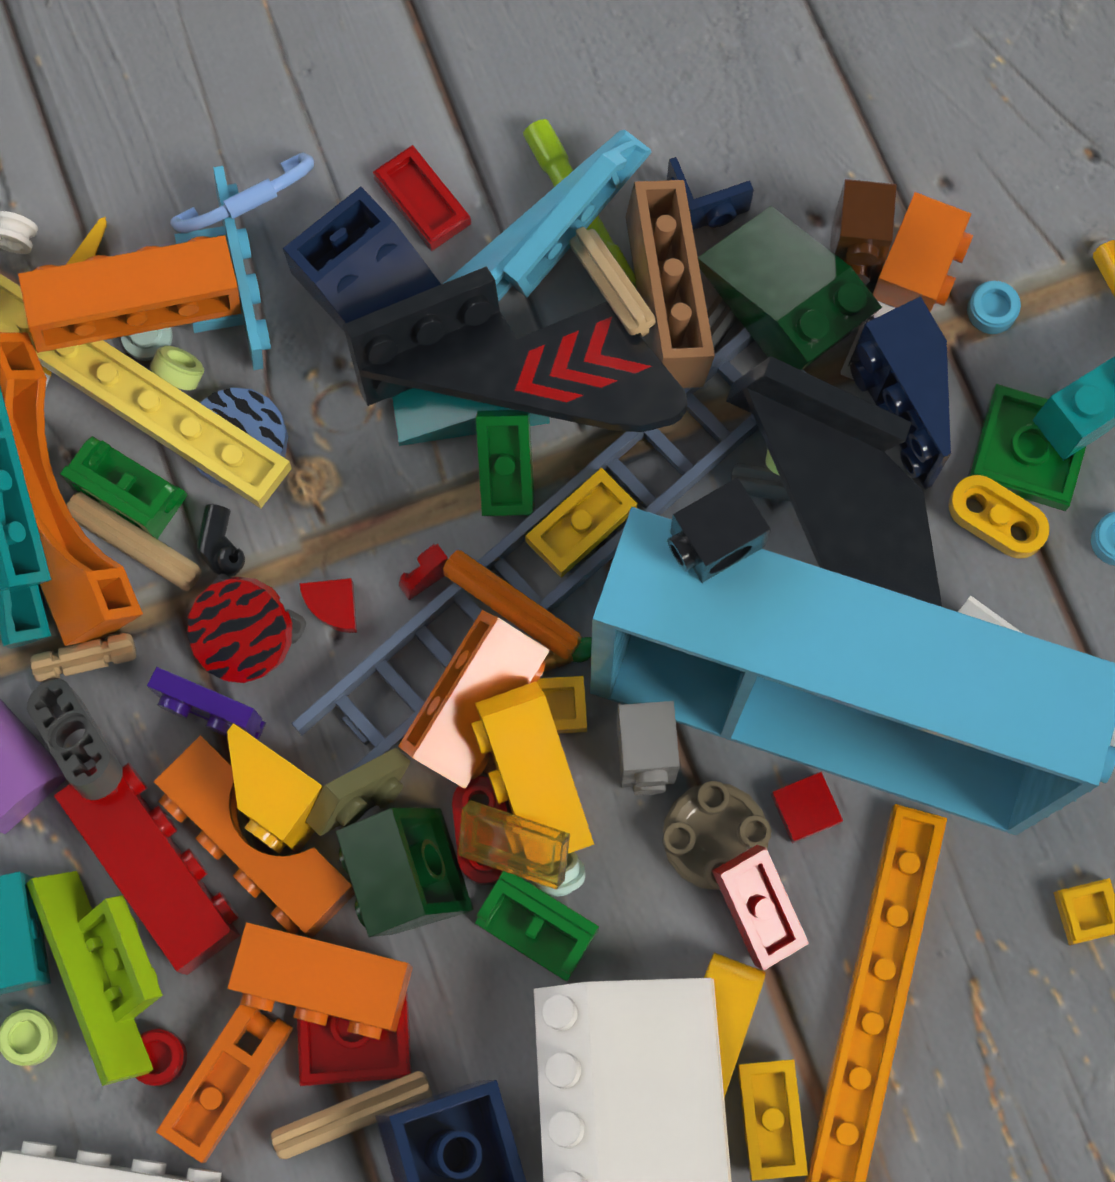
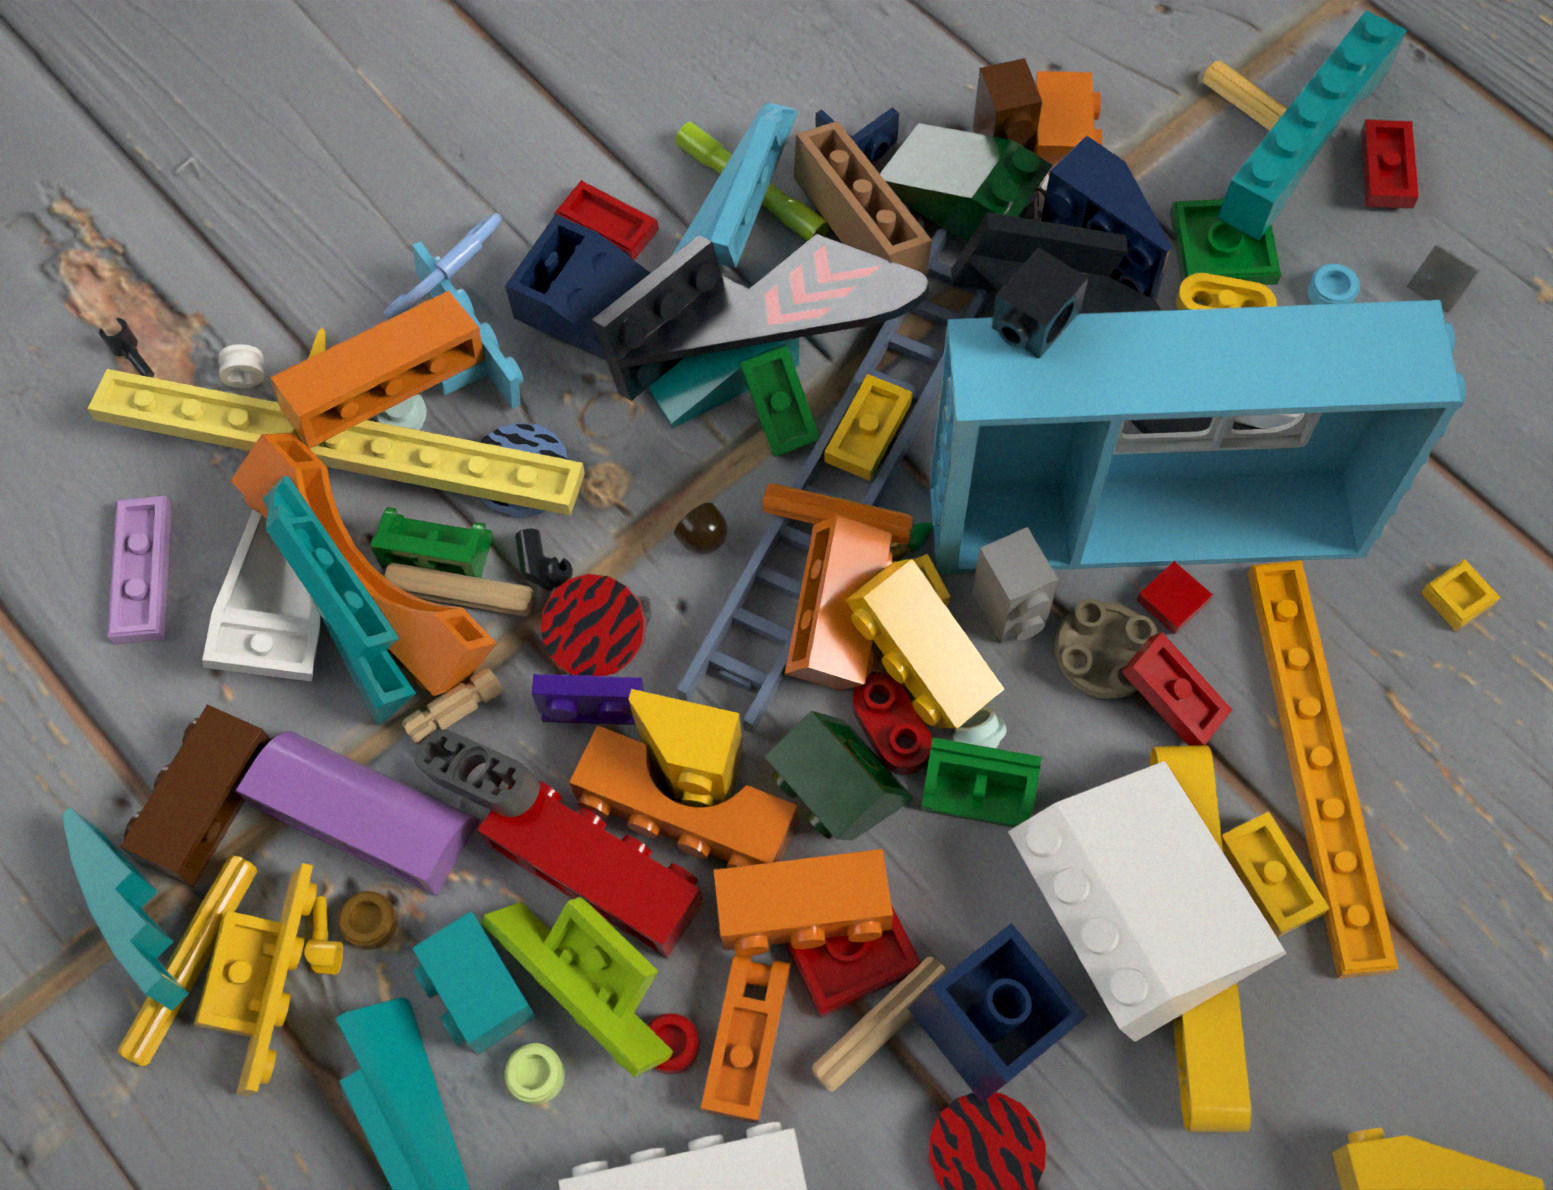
camera: 20 degrees left, 10 degrees down
(177, 367) = (443, 424): yellowish green tile -> none
(332, 603) = (667, 578): red tile -> none
(357, 791) = (768, 719): olive plate -> none
(381, 568) = (702, 529): none -> dark brown piece
(425, 575) = (747, 520): red tile -> none
(513, 844) = (933, 710): clear yellow tile -> none
(612, 282) = (812, 219): tan axle -> none
(993, 307) = (1140, 146): medium azure tile -> none

